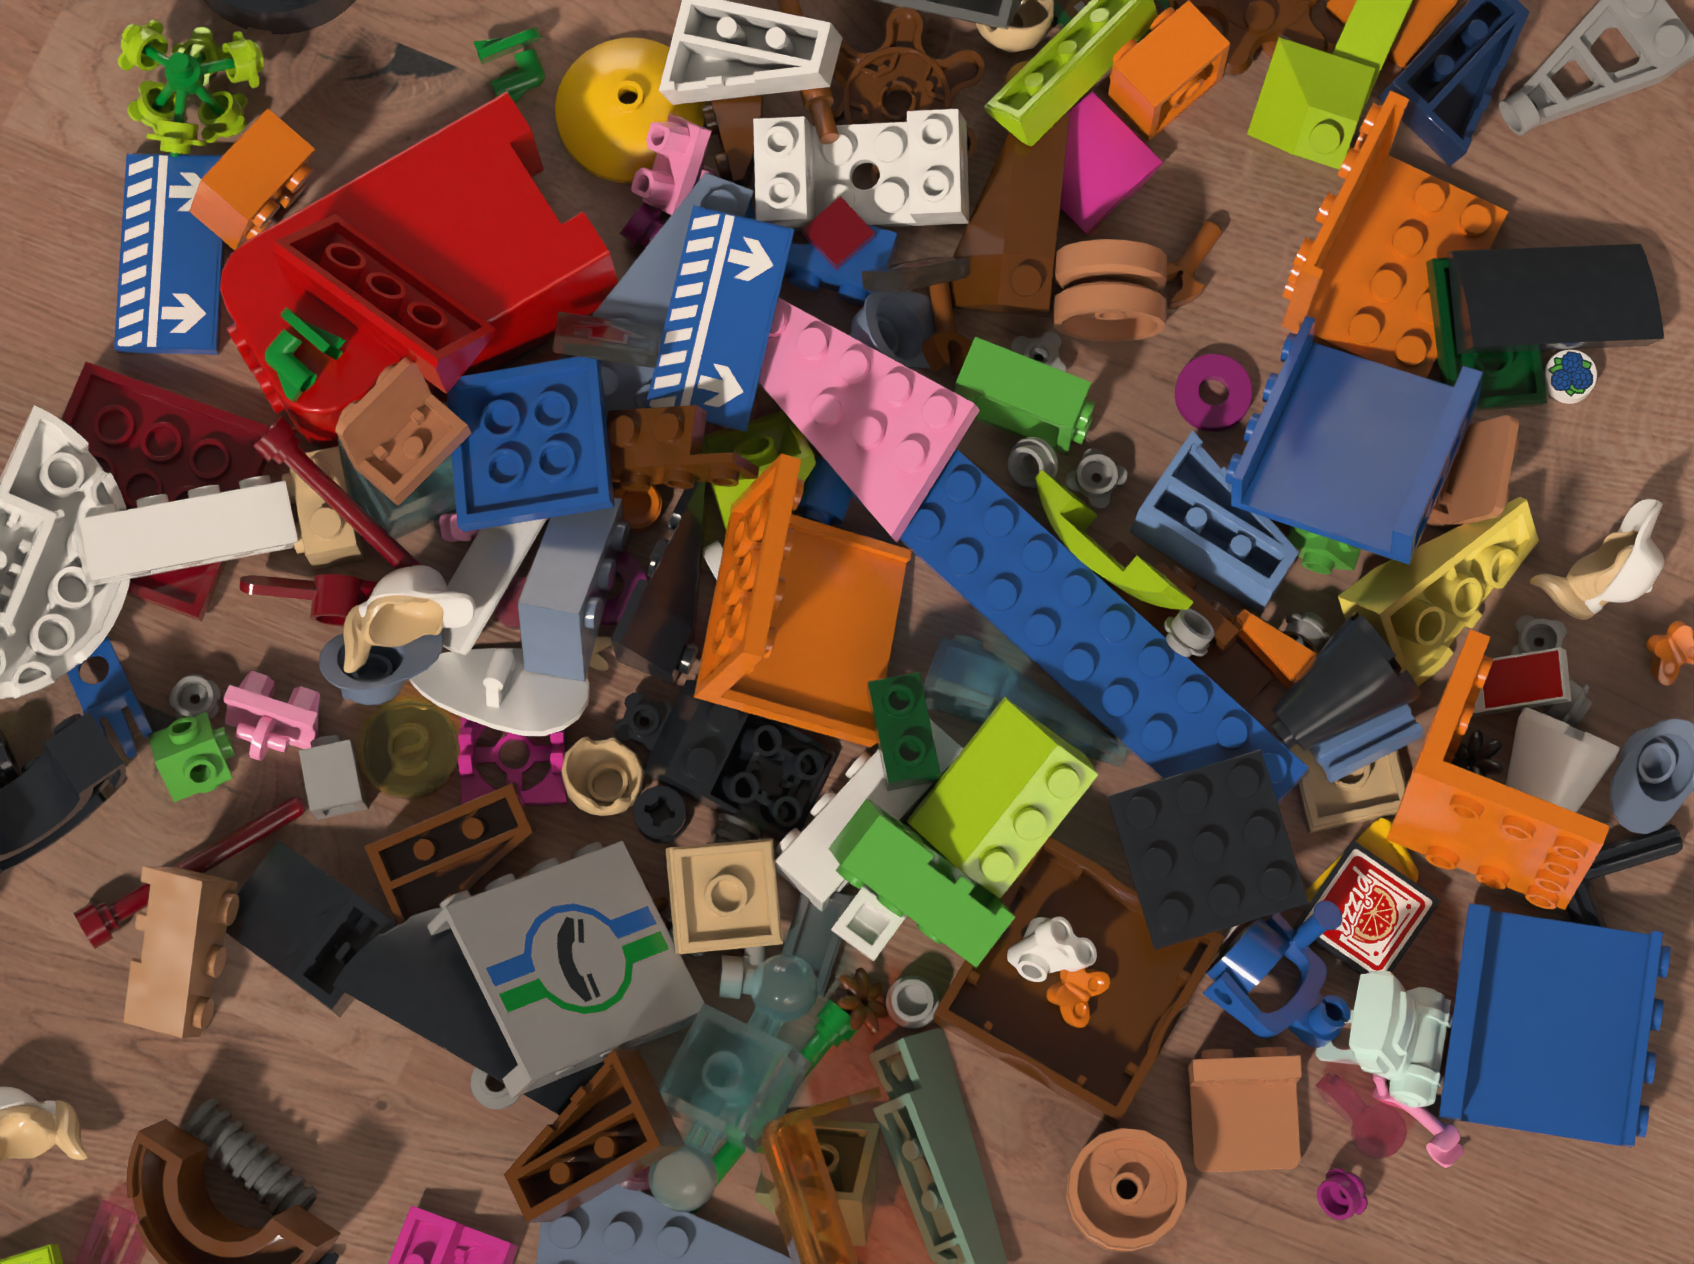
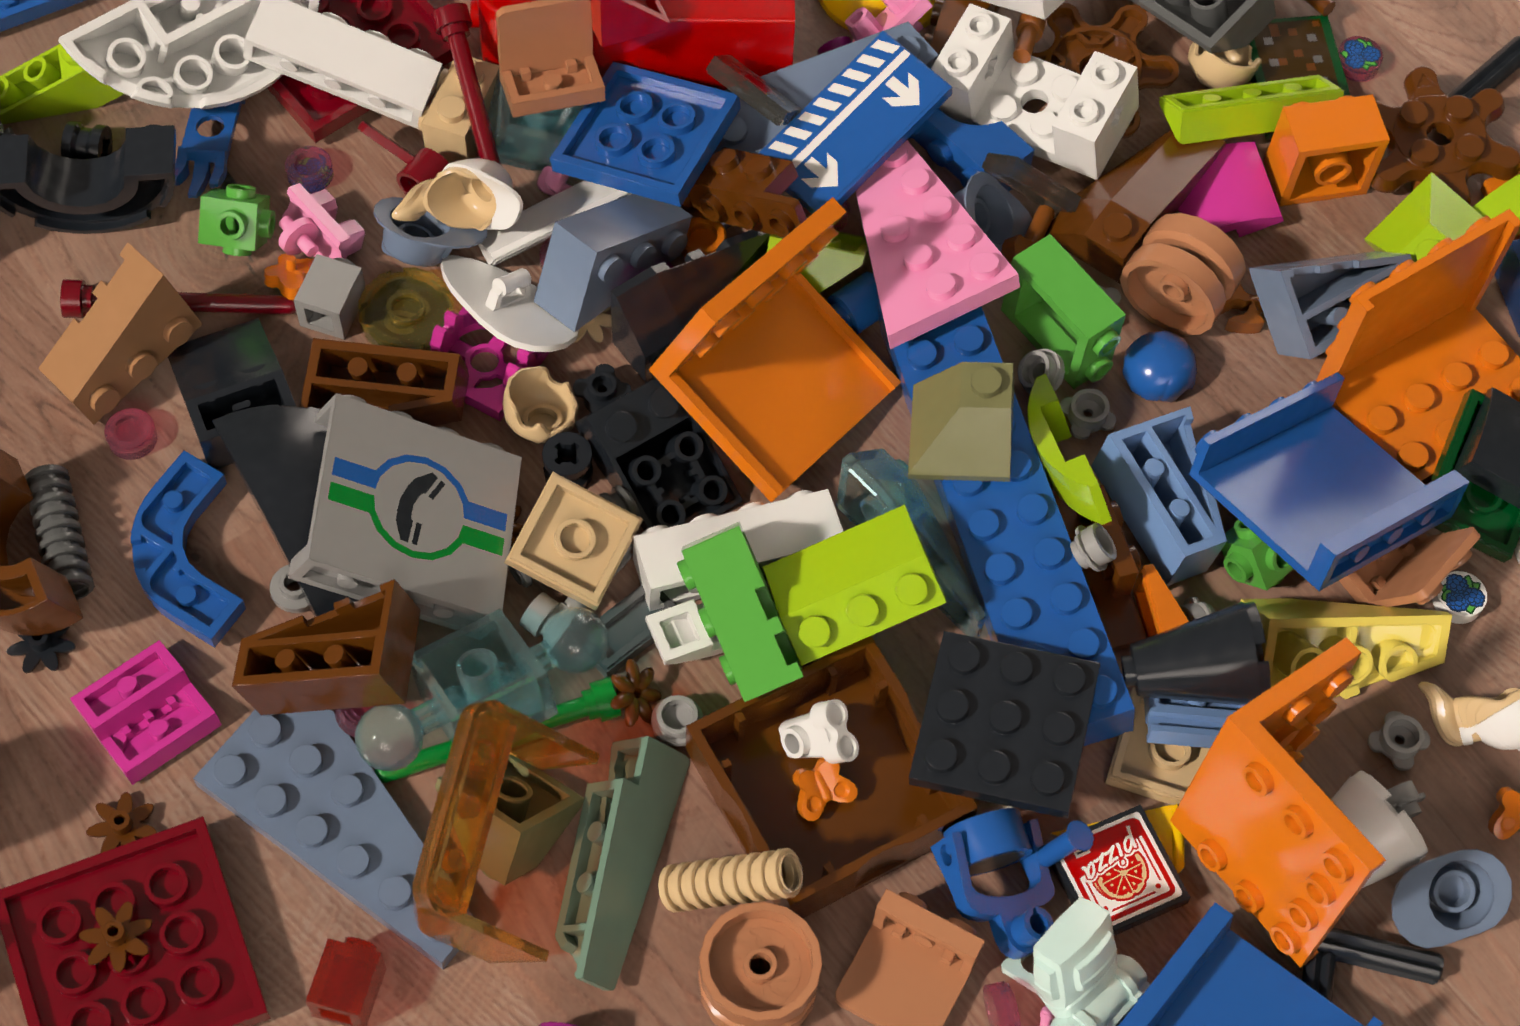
camera: 25 degrees right, 15 degrees down
(190, 686) = (269, 179): light grey plate -> none
(214, 653) = (309, 167): none -> clear pink tile
(241, 1024) = (131, 434): none -> clear pink tile
(278, 778) = (287, 274): none -> orange piece
(356, 1127) = (160, 551): none -> blue plate
(838, 233) = (987, 122): dark red tile -> none
(903, 731) = (803, 493): dark green piece -> none
(1008, 585) = (963, 424): none -> olive slope
(1056, 1129) = (731, 880): none -> tan piece
(1135, 390) = (1160, 366): none -> blue hair
(1220, 369) = (1224, 384): magenta piece -> none
(1256, 230) = (1311, 297): none -> sand blue wedge
(1525, 681) = (1347, 749): red tile -> none
(1527, 469) = (1461, 596): none -> tile

